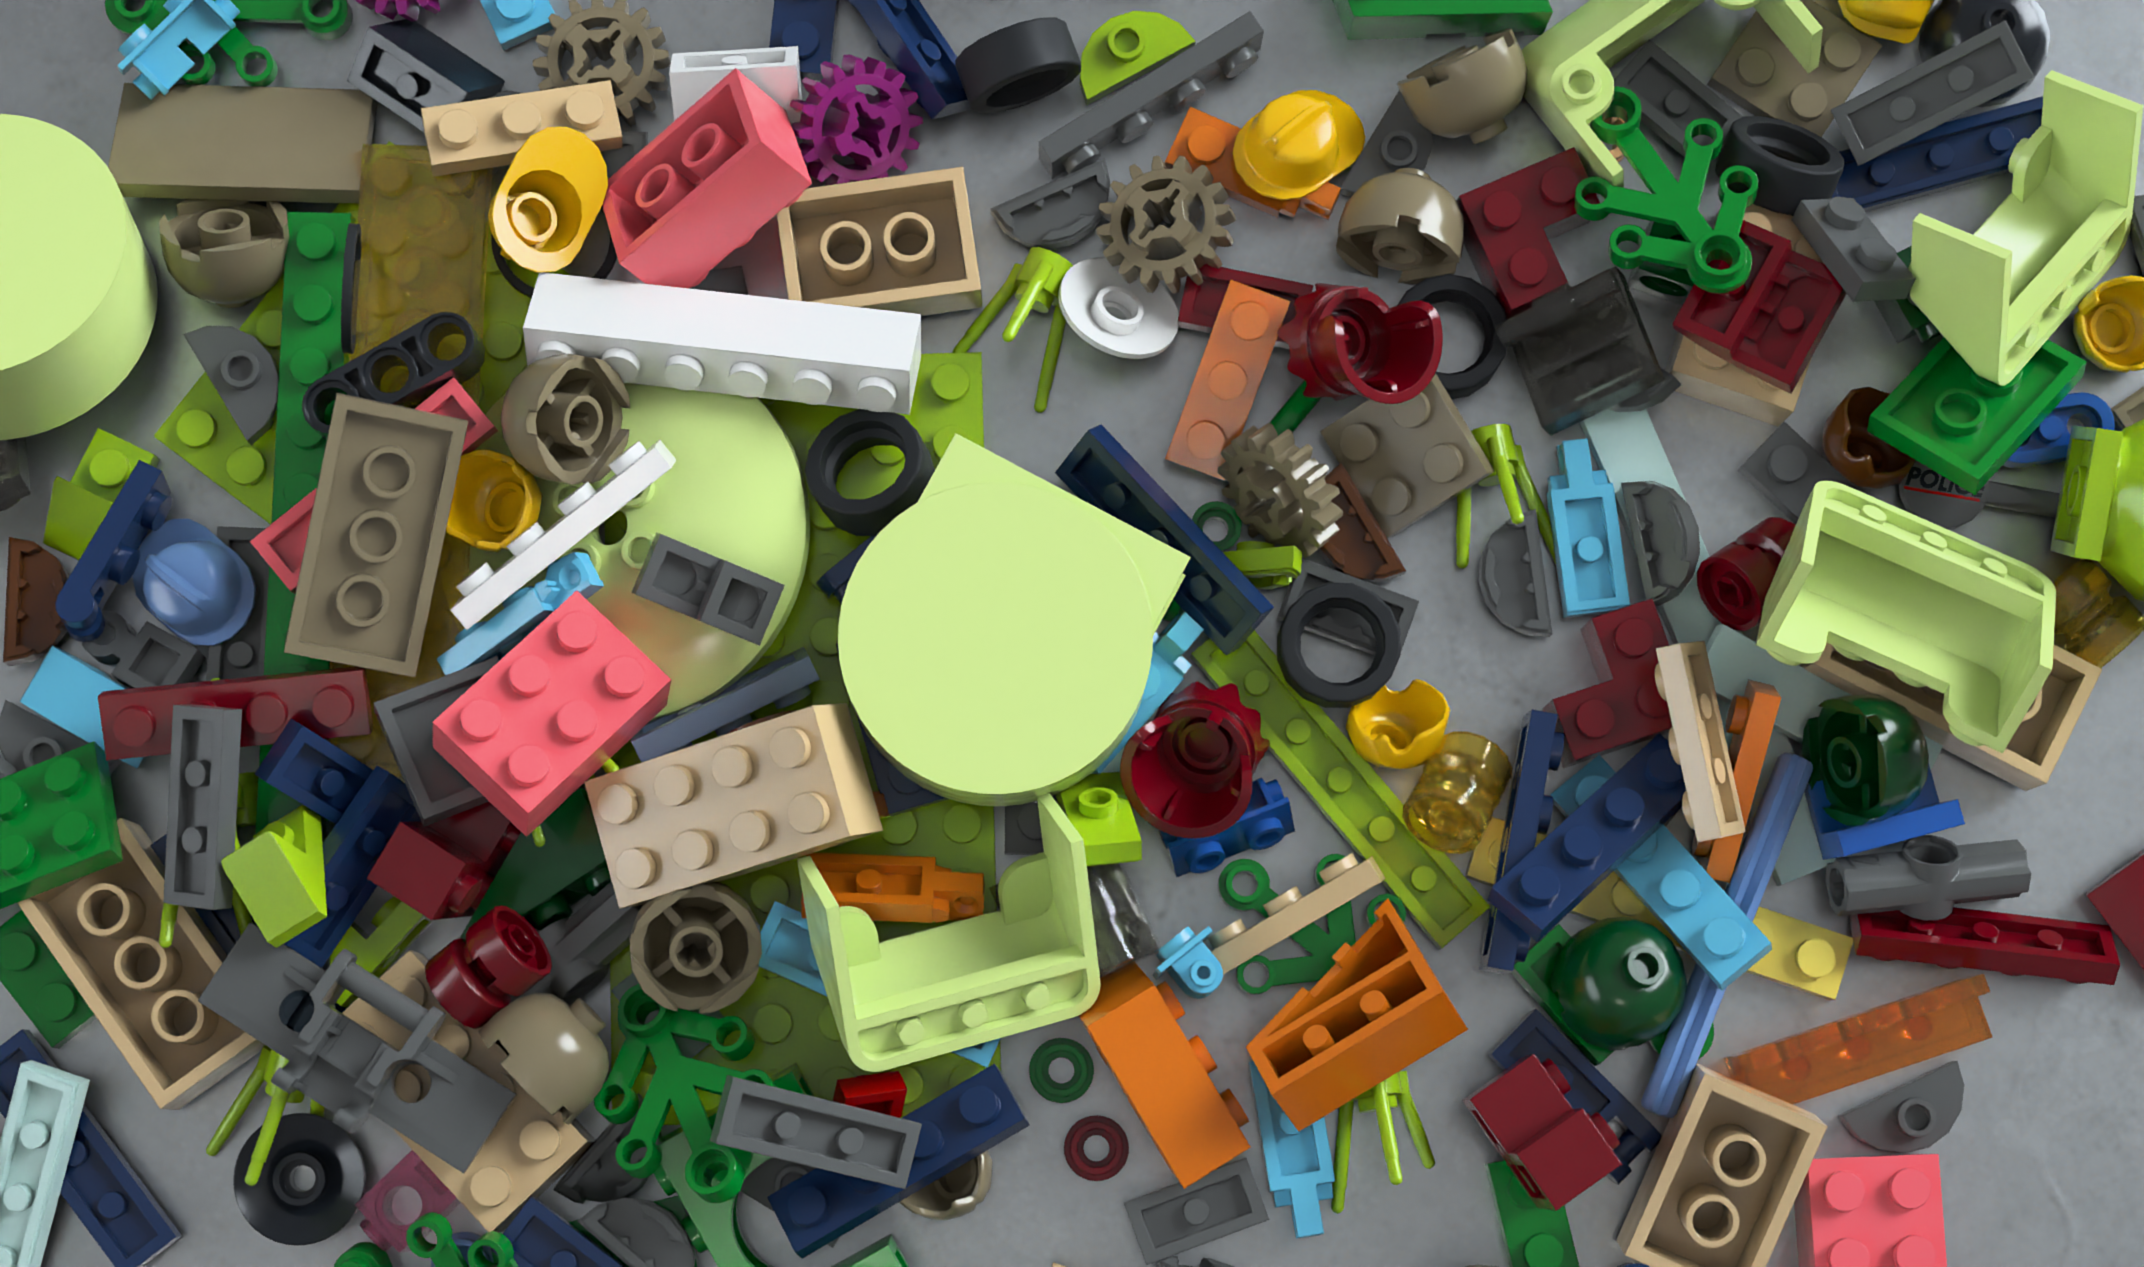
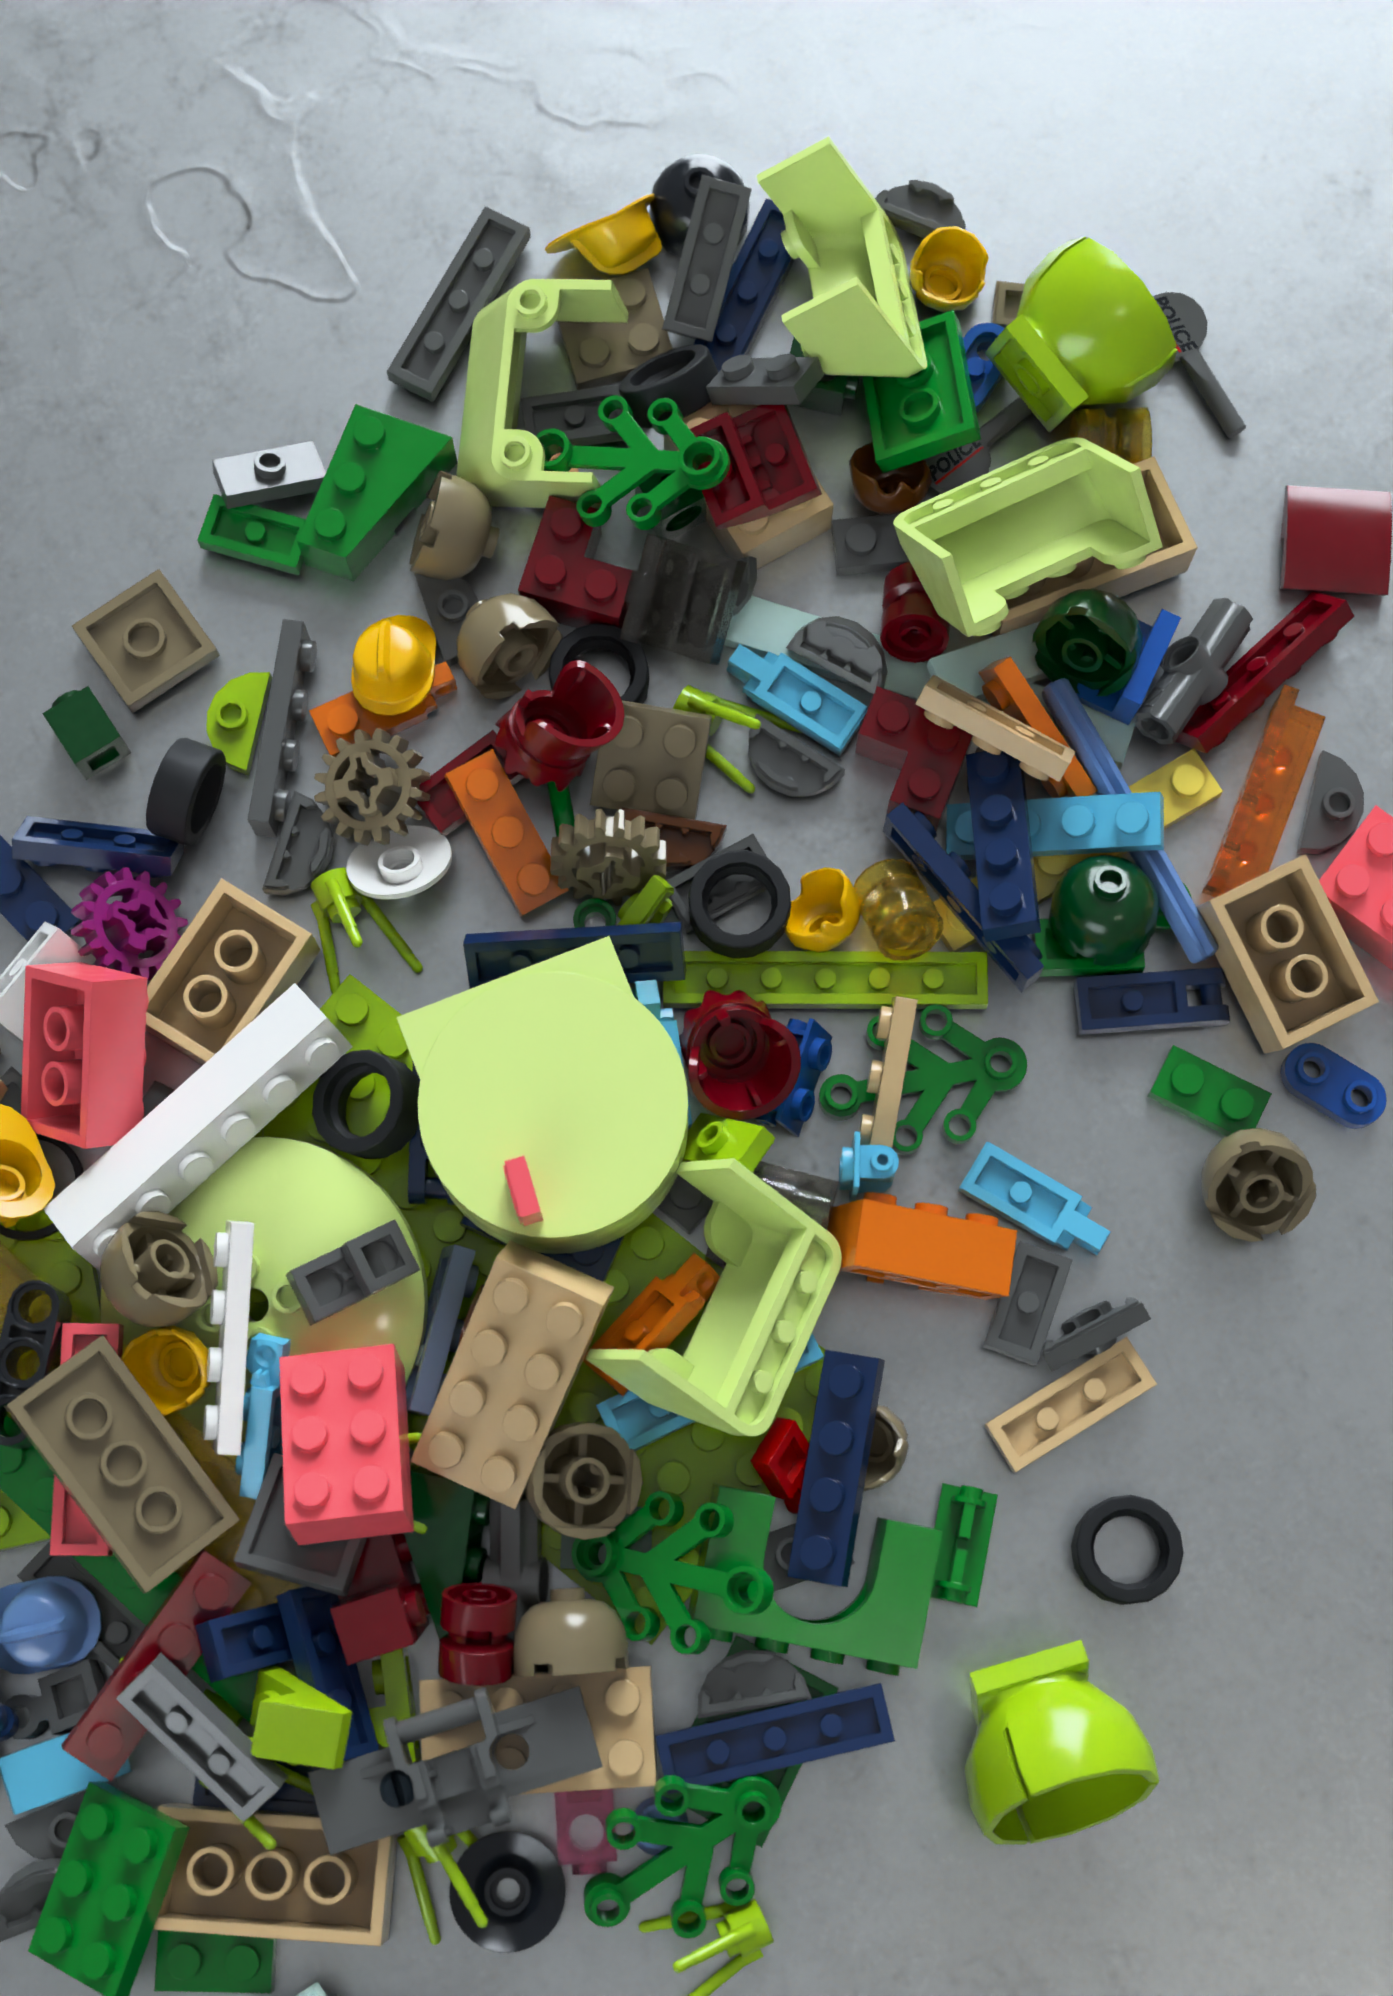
camera: 45 degrees left, 5 degrees down
(597, 1174) = (674, 1674): dark grey plate -> none
(815, 1132) = (775, 1500): dark grey plate -> none
(890, 678) = (522, 1191): none -> coral tile
(1069, 1050) = (862, 1297): green plate -> none
(1117, 1144) = (945, 1322): dark red plate -> none
(1356, 1024) = (996, 1092): orange wedge -> none
(1380, 1100) = (1043, 1119): lime plant -> none
(1540, 1136) = (1164, 1039): dark red brick -> none

